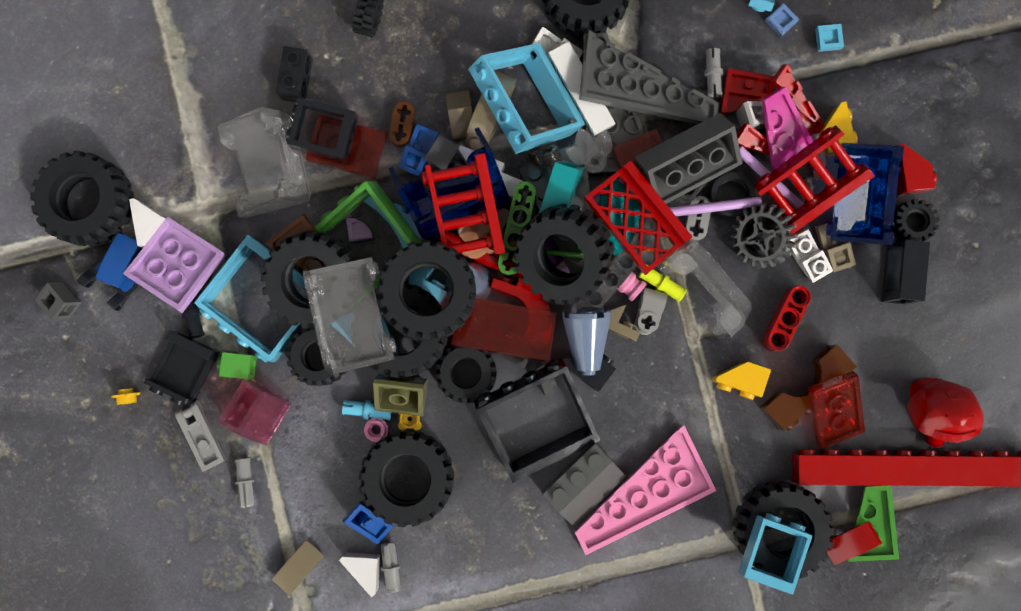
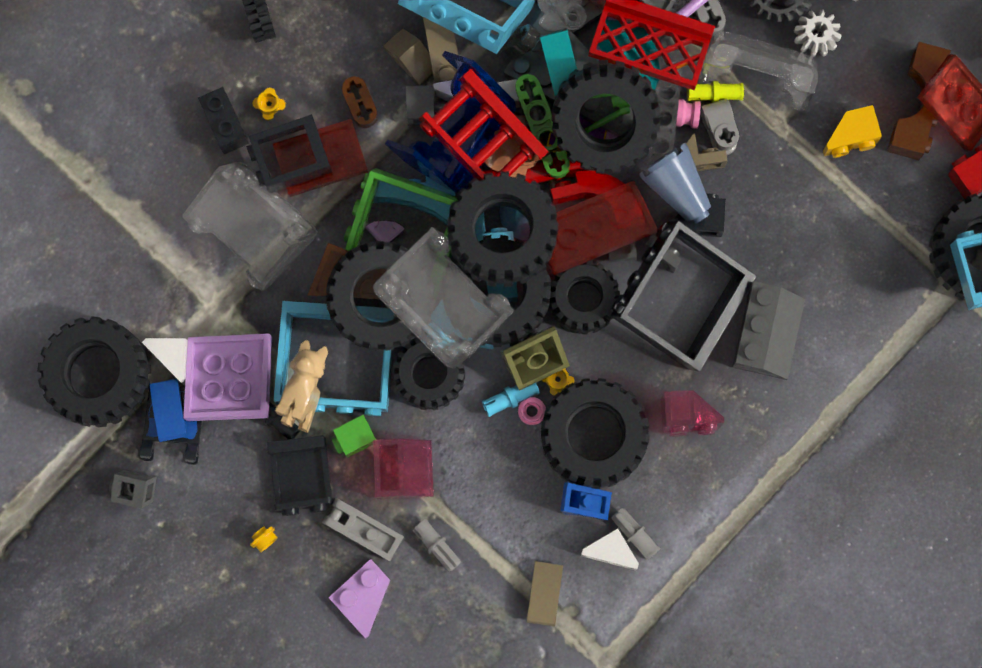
camera: 30 degrees left, 5 degrees down
(169, 483) = (362, 596): none -> lavender wing
(212, 312) = (301, 391): none -> tan animal
(332, 78) = (269, 95): none -> yellow plate
(417, 149) = (392, 115): blue slope -> none
(482, 508) = (688, 412): none -> clear pink slope
(659, 487) = (842, 285): bright pink wing -> none
(775, 288) = (823, 25): none -> white gear
(796, 313) = (855, 62): red beam -> none

